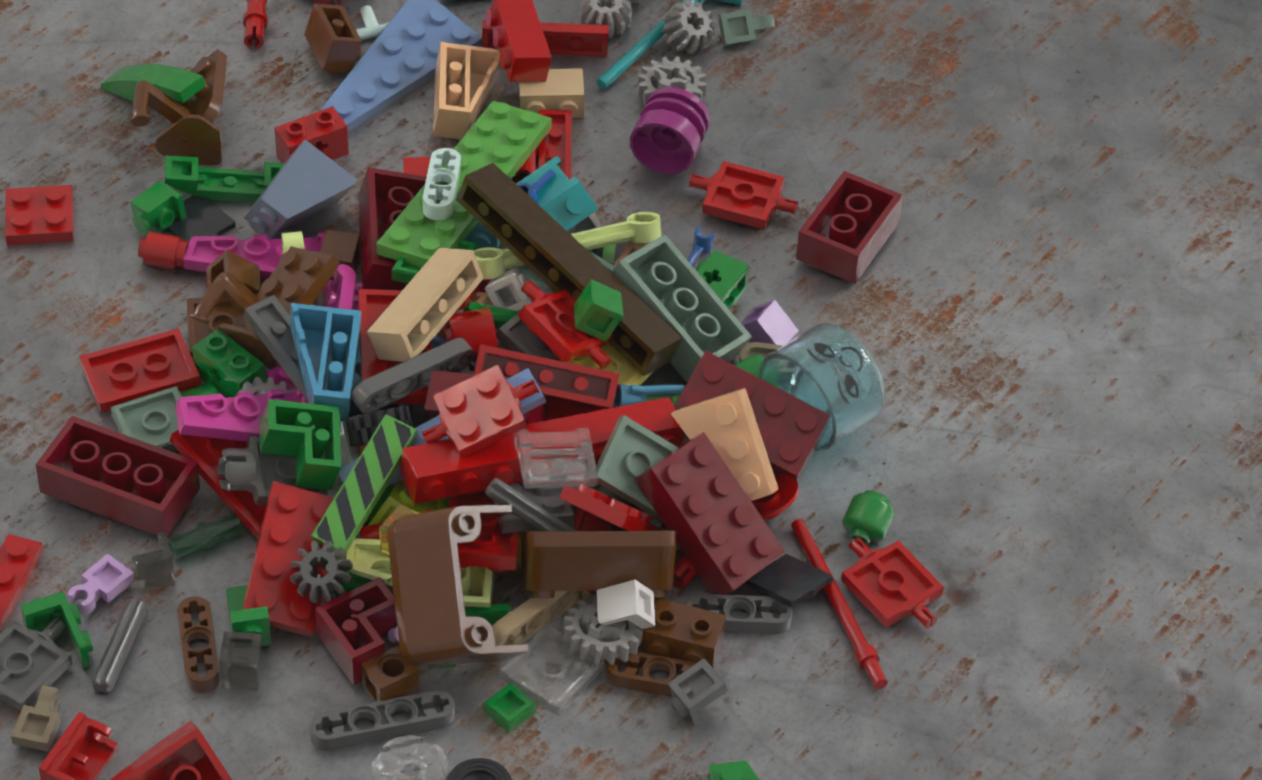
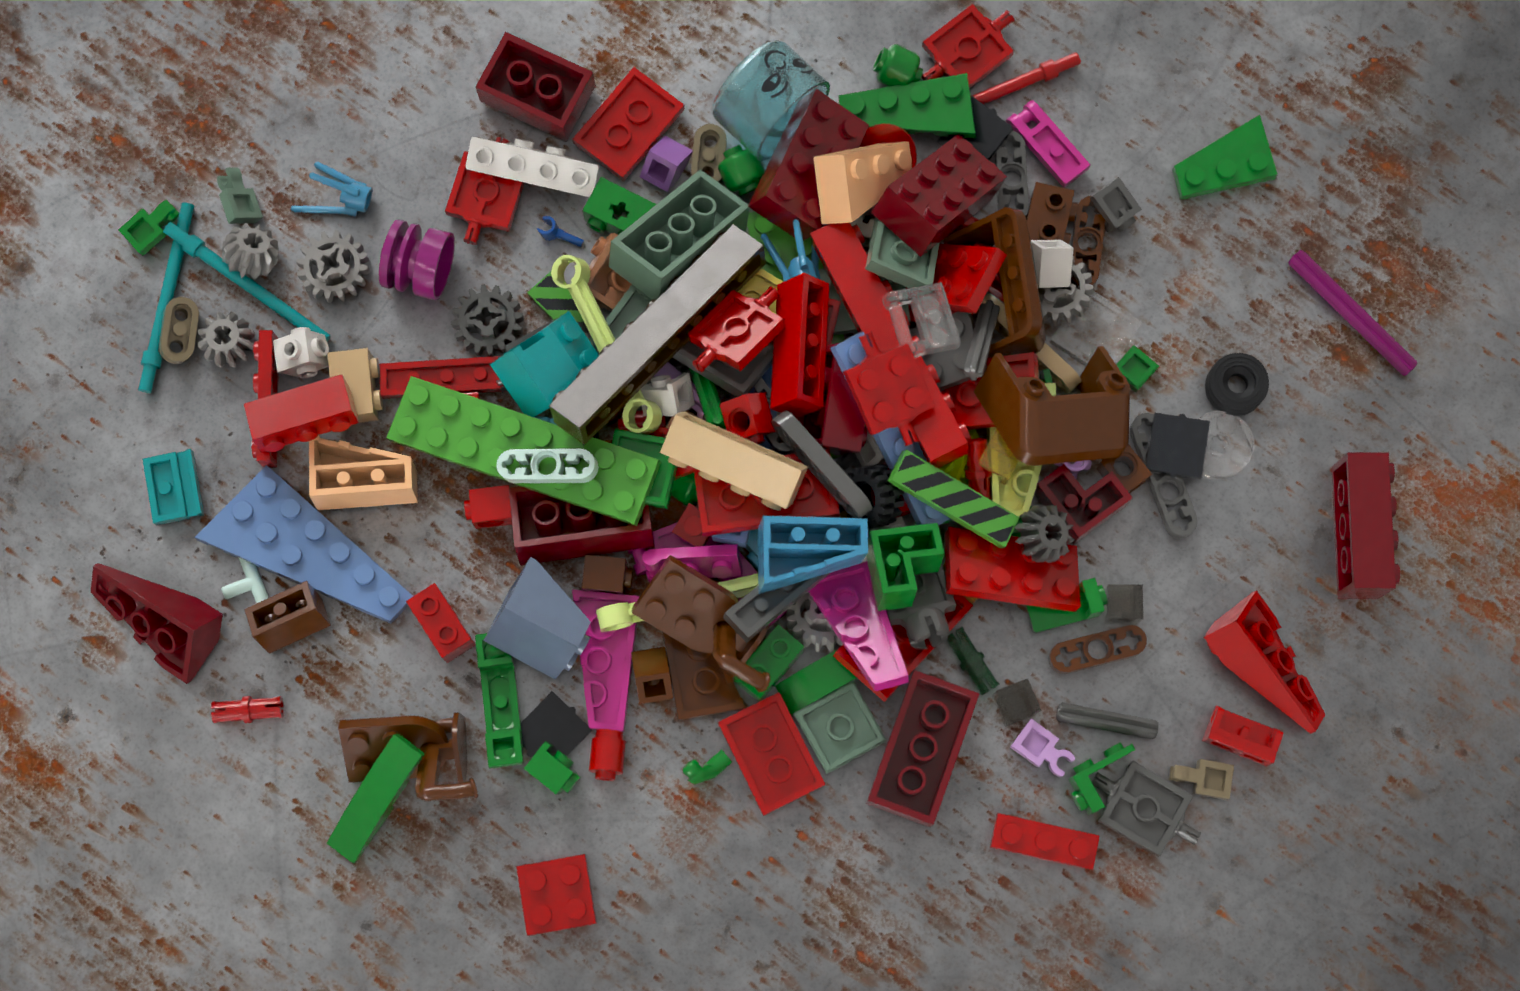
camera: 90 degrees left, 30 degrees up
(130, 314) = (709, 770): none -> green arm
(411, 724) = (1177, 445): none -> black piece
(533, 189) = (554, 369): blue hand -> none
(585, 47) = (301, 353): none -> white brick
(598, 310) = (723, 296): green panel -> none
(612, 186) = (474, 321): none -> dark grey gear
(743, 103) = (353, 193): none -> dark azure plant
(767, 221) = (533, 166): none -> white bracket
(776, 647) = (1049, 144): none -> dark pink plate
(811, 297) = (628, 124): none -> red plate
(819, 529) = (924, 106): none -> green wing

